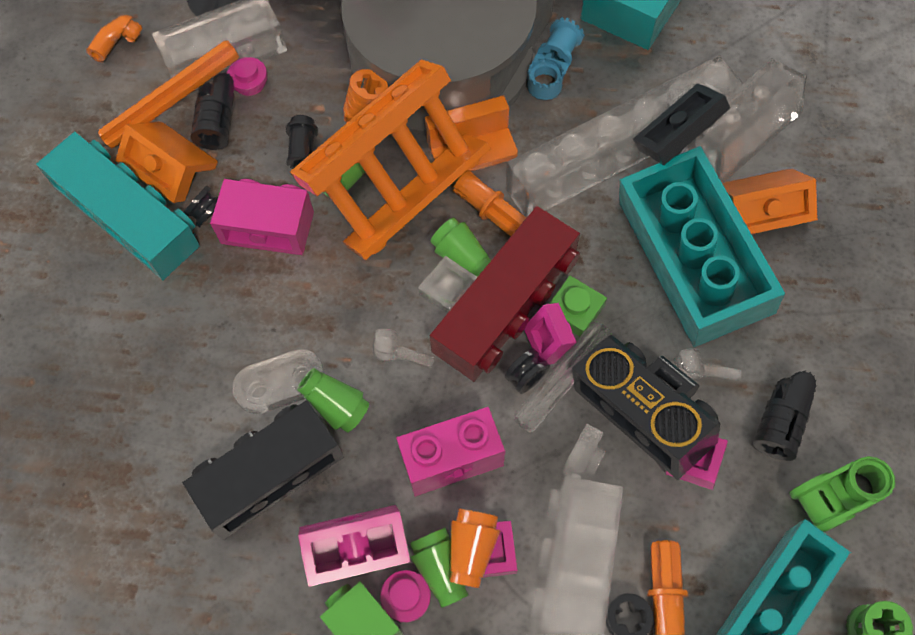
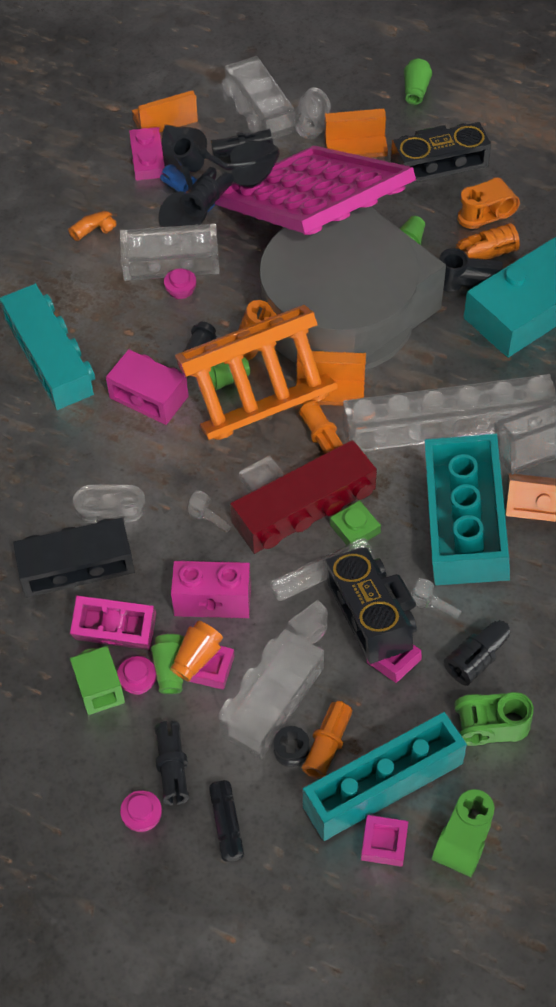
camera: 20 degrees right, 10 degrees down
(162, 158) = (92, 323): orange panel -> none
(170, 92) = (115, 278): orange axle -> none
(202, 206) = (104, 364): black bush -> none
(213, 113) = (142, 302): black hinge -> none
(334, 400) = (142, 526): bright green cone -> none
(460, 245) = (283, 450): bright green cone -> none
(527, 371) = (294, 554): black bush -> none
(550, 333) = (323, 535): dark pink plate -> none
(554, 58) = (423, 340): dark azure connector -> none
(681, 123) = (496, 409): black plate -> none

